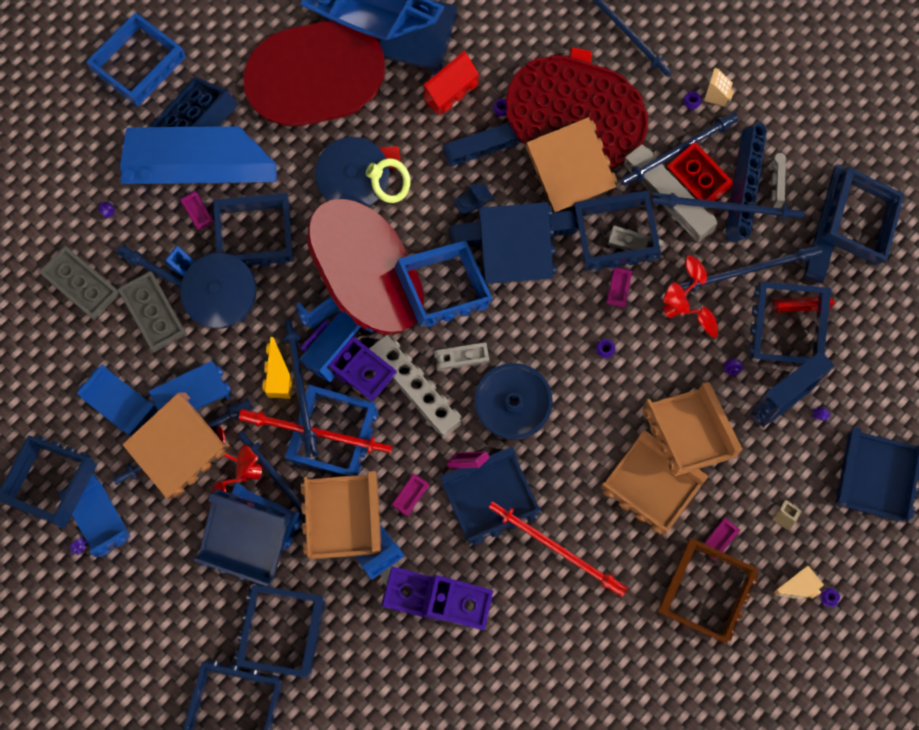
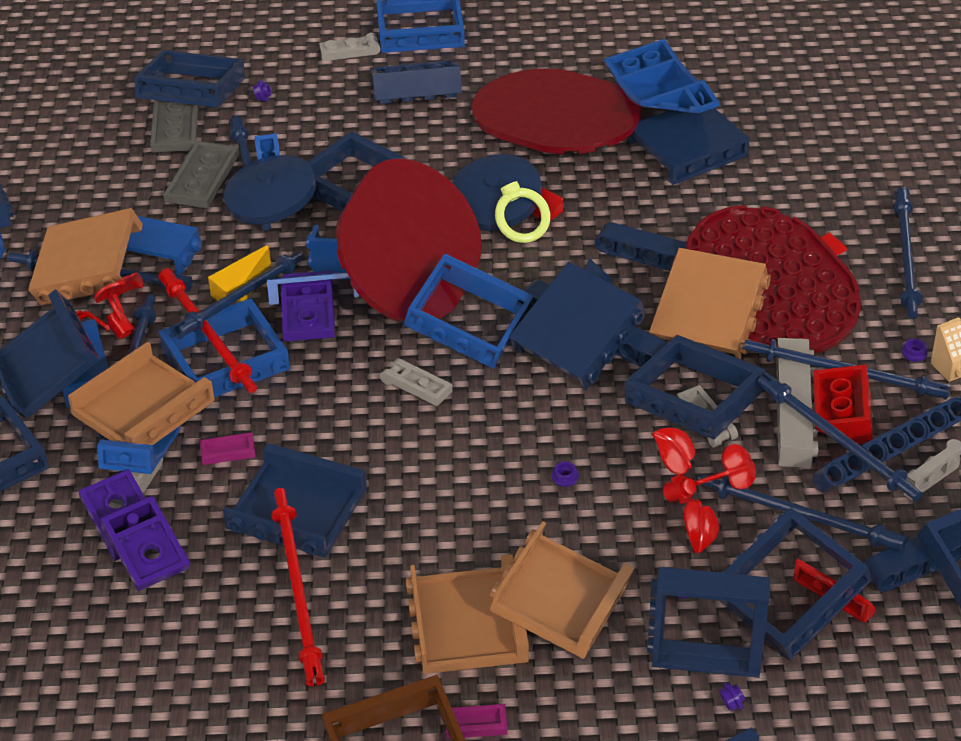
camera: 45 degrees right, 30 degrees down
(60, 261) = (153, 85): none -> dark blue window
(114, 121) = (349, 47): none -> light grey plate
(116, 401) = (91, 195): blue panel -> none
(193, 156) = (376, 96): blue slope -> none
(196, 210) = (330, 135): magenta tile -> none
(444, 425) = (342, 373): light grey brick -> none
(451, 84) = (671, 184): red slope -> none
(467, 460) = (311, 448): magenta tile -> none
(513, 401) = (415, 442): dark blue dish -> none
(619, 287) = (639, 441): magenta tile -> none

